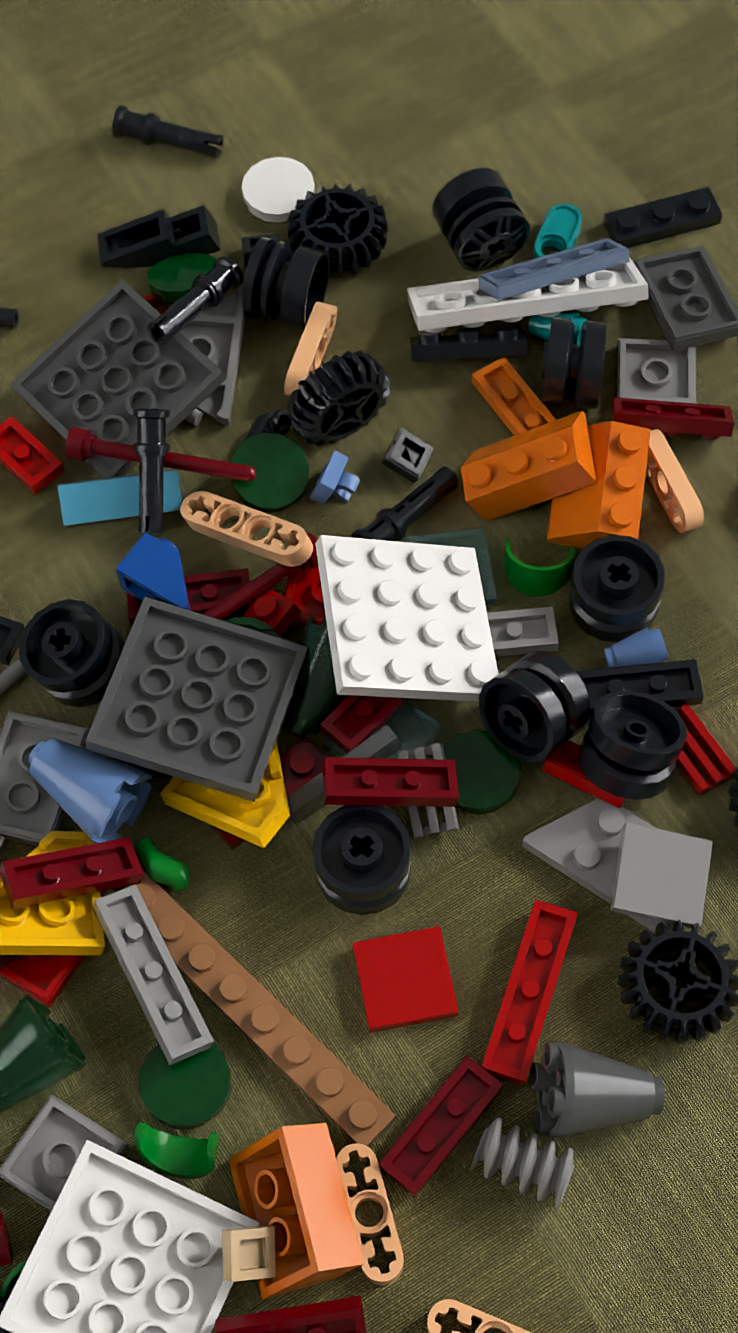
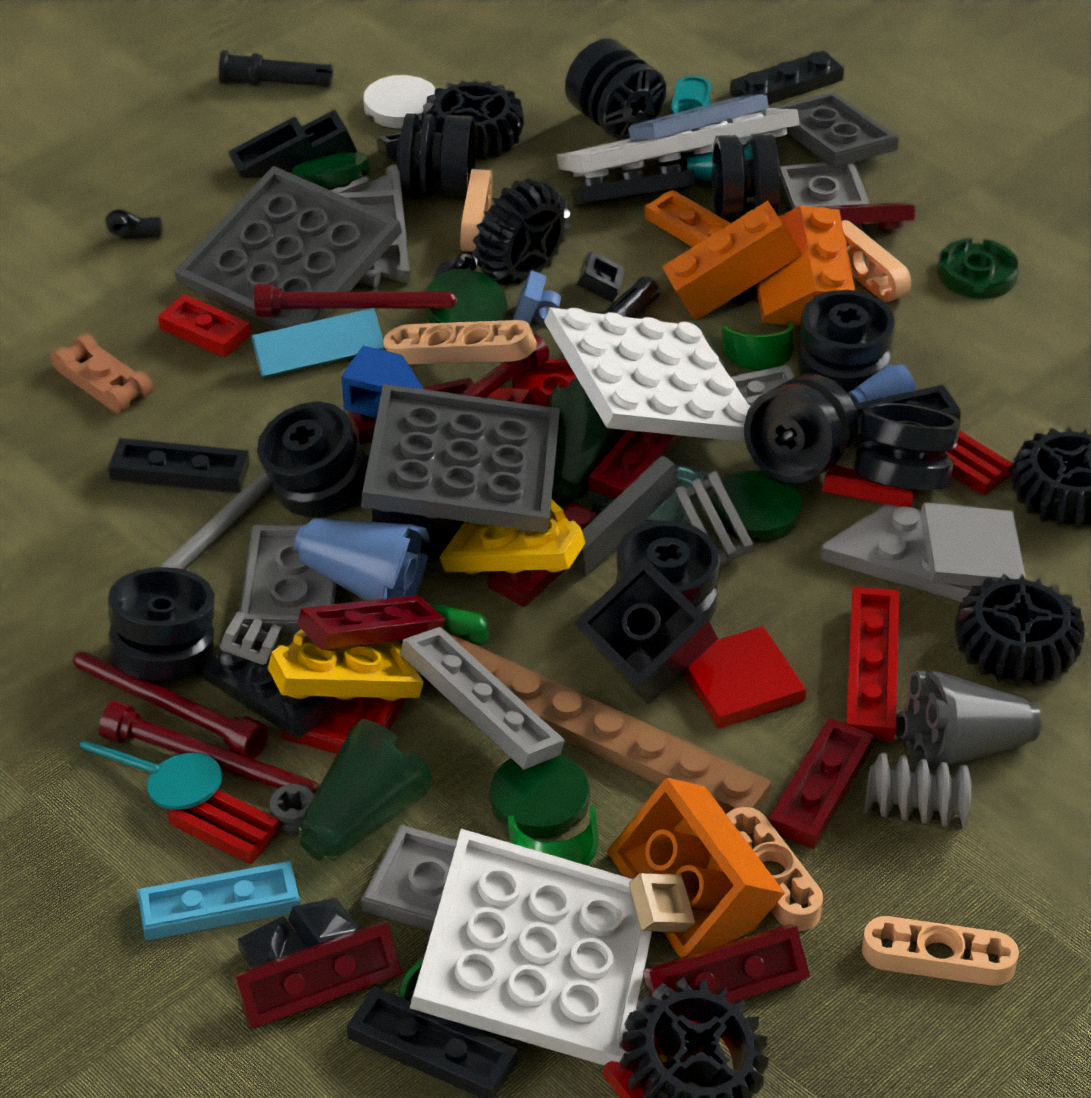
camera: 15 degrees left, 20 degrees down
(151, 448) = (347, 286): black pin -> none
(205, 292) = (362, 165): black pin -> none
(318, 931) = (647, 630): none -> black slope
(390, 782) = (679, 500): dark red plate -> none

